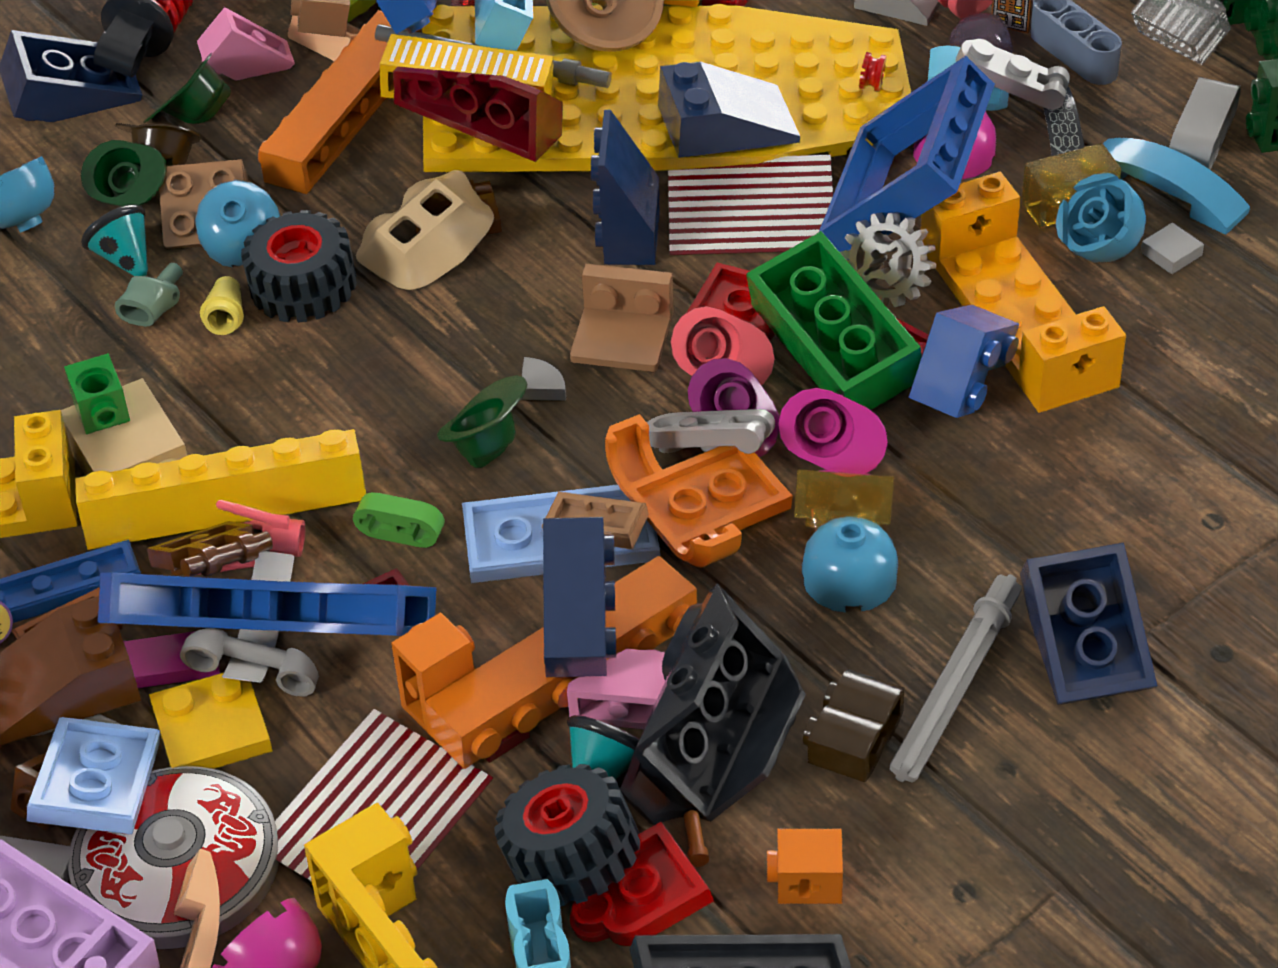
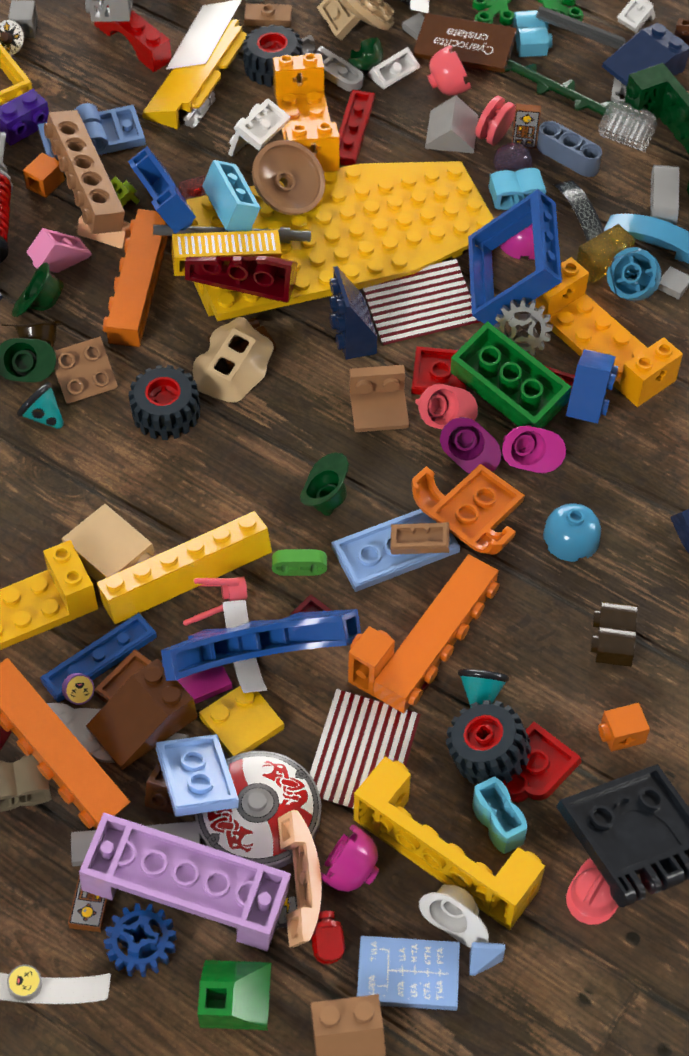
camera: 20 degrees left, 10 degrees up
(97, 393) = (83, 514): green brick -> none
(149, 297) = (75, 442): sand green piece -> none
(206, 646) = (281, 675): light grey bar -> none
(210, 549) = (197, 609): reddish brown plate -> none
(223, 307) = (127, 441): light yellow cone -> none
(229, 216) = (111, 380): dark azure cylinder -> none
(543, 381) = (345, 446): light grey tile -> none
(577, 597) = (443, 597): dark blue wedge -> none
(625, 694) = (481, 643): bright pink slope -> none
(697, 852) = (552, 725): dark orange piece -> none
(711, 429) = (463, 462): light grey plate -> none
(716, 717) = (544, 647): black slope -> none
(721, 110) = (387, 245): dark blue slope -> none
(837, 494) = (556, 489): clear yellow brick -> none
(873, 72) = (465, 198): red bush -> none
(990, 616) = (662, 545): light grey axle -> none
(1018, 74) = (550, 183): light grey plate -> none

